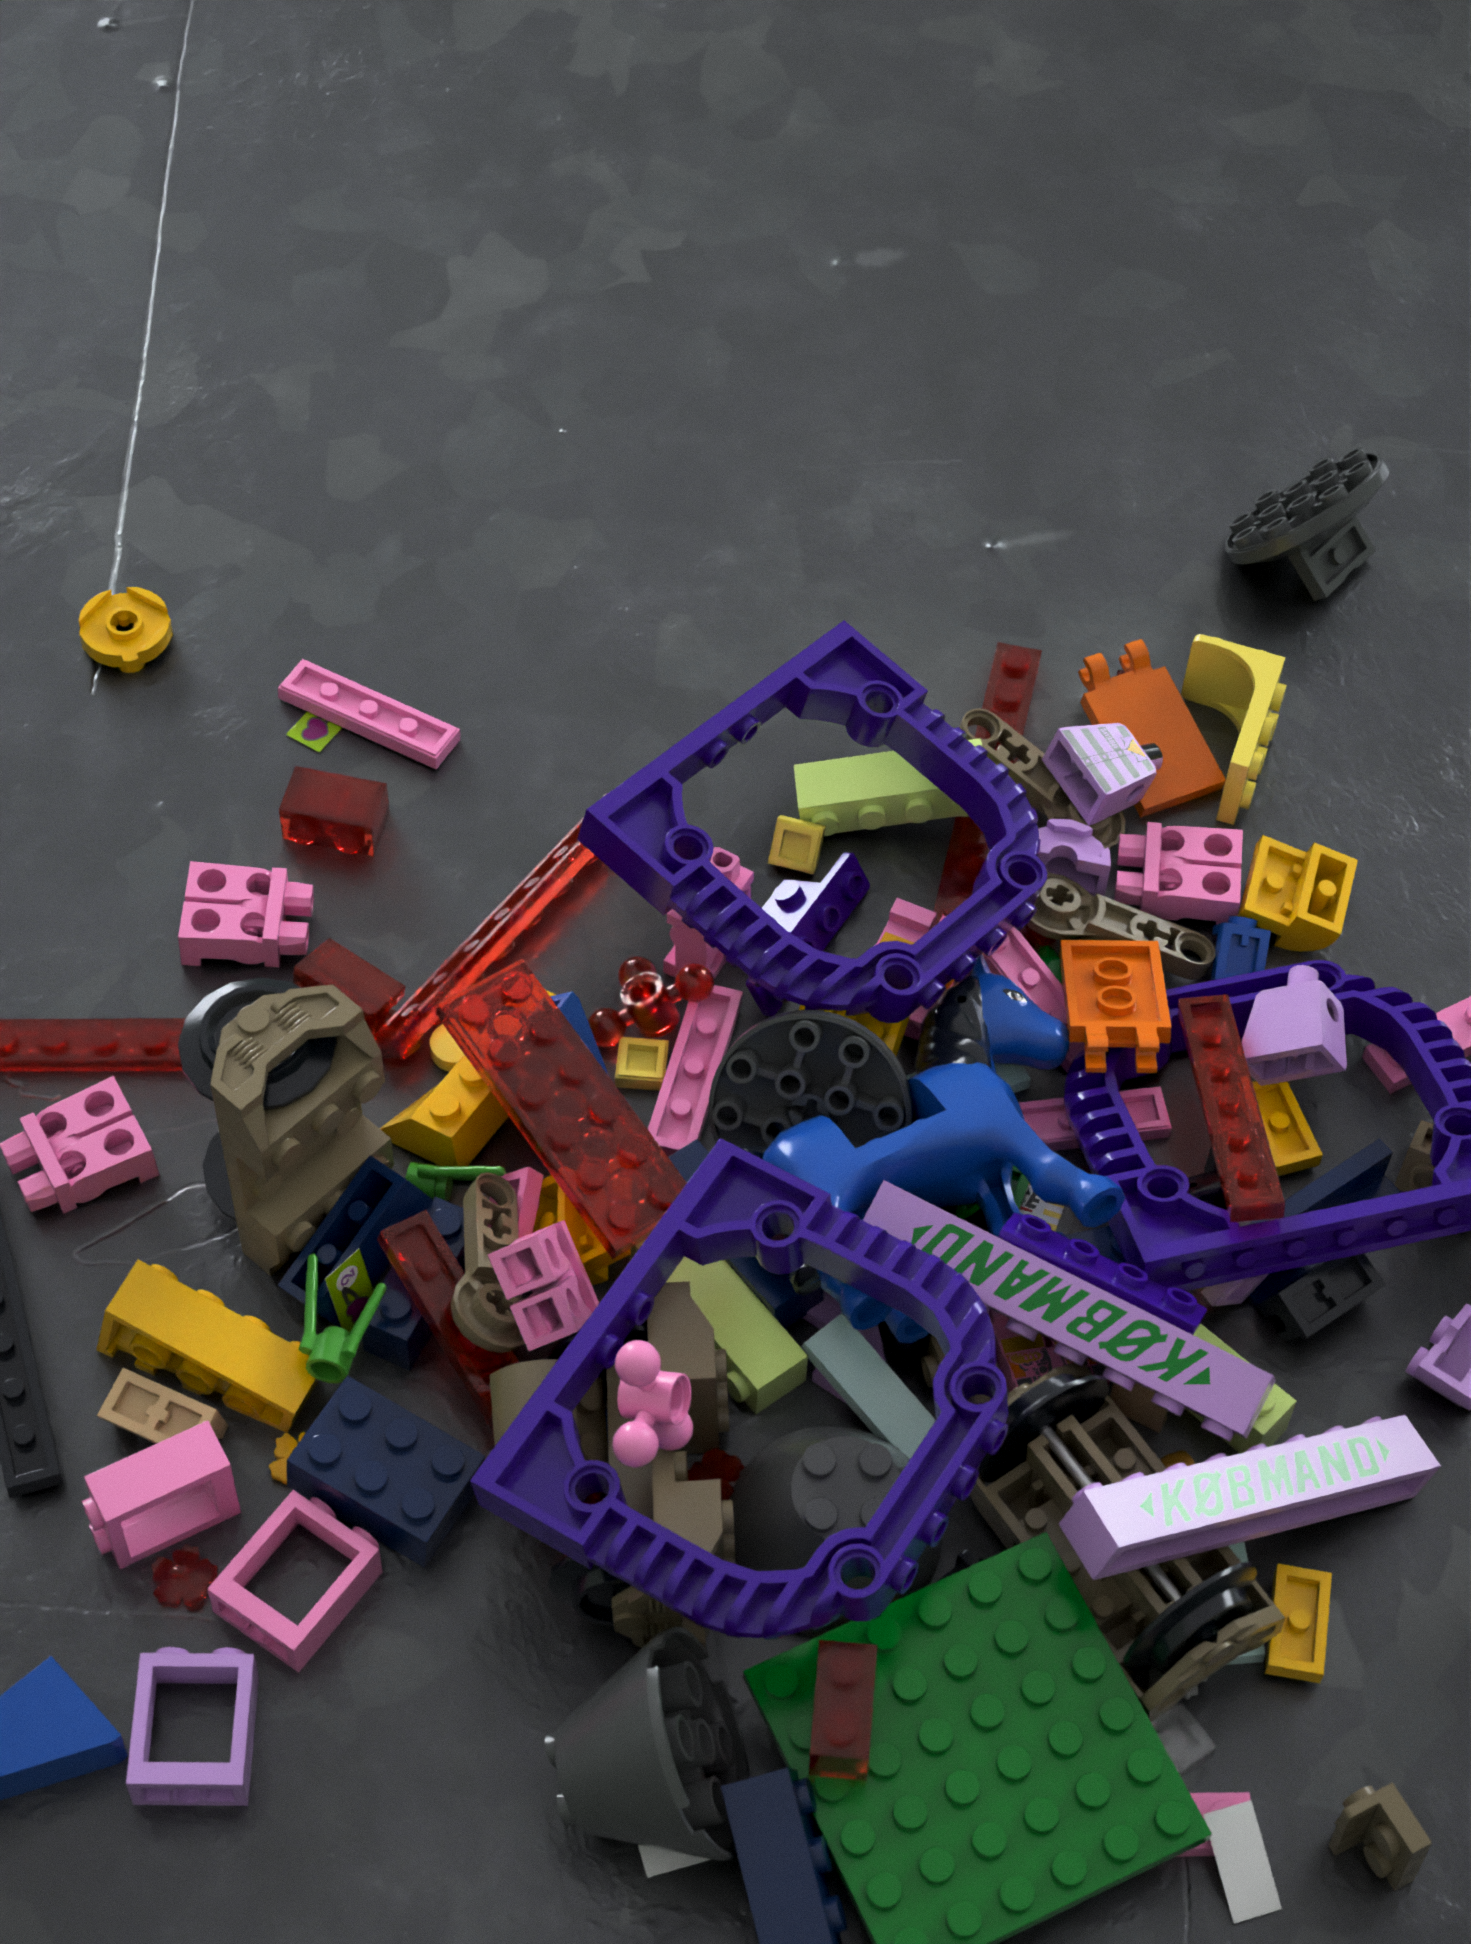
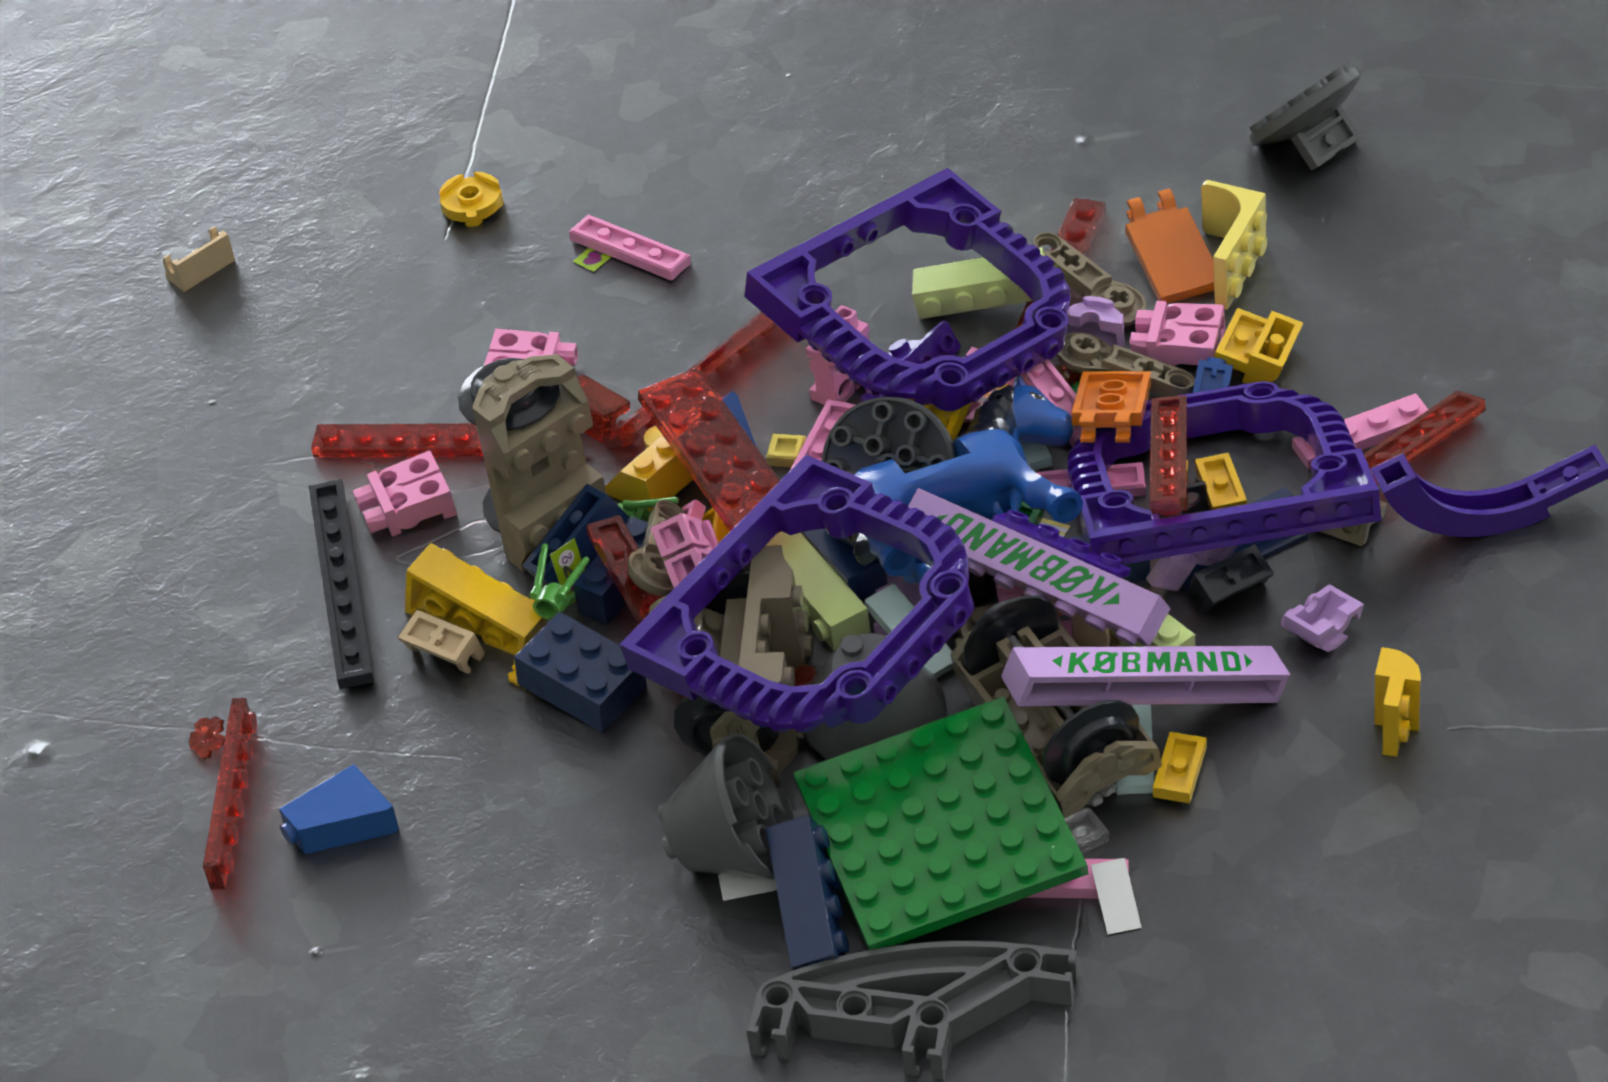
camera: 15 degrees right, 10 degrees down
(160, 1495) = (426, 661): bright pink window -> none
(183, 1578) = (445, 735): clear red plant -> none
(193, 1781) = (454, 838): lavender window -> none
(267, 1626) = (530, 753): bright pink window -> none
(334, 811) = (597, 302): clear red brick -> none
(649, 1000) = (794, 411): clear red piece -> none
(655, 1402) = (734, 593): bright pink piece -> none
(796, 844) = (911, 319): light yellow tile -> none
(843, 1710) = (848, 784): clear red brick -> none
(1101, 768) = (1128, 267): lavender torso -> none
(1295, 1030) = (1230, 419): lavender torso -> none
(1388, 1829) = (1205, 873): dark tan bracket -> none

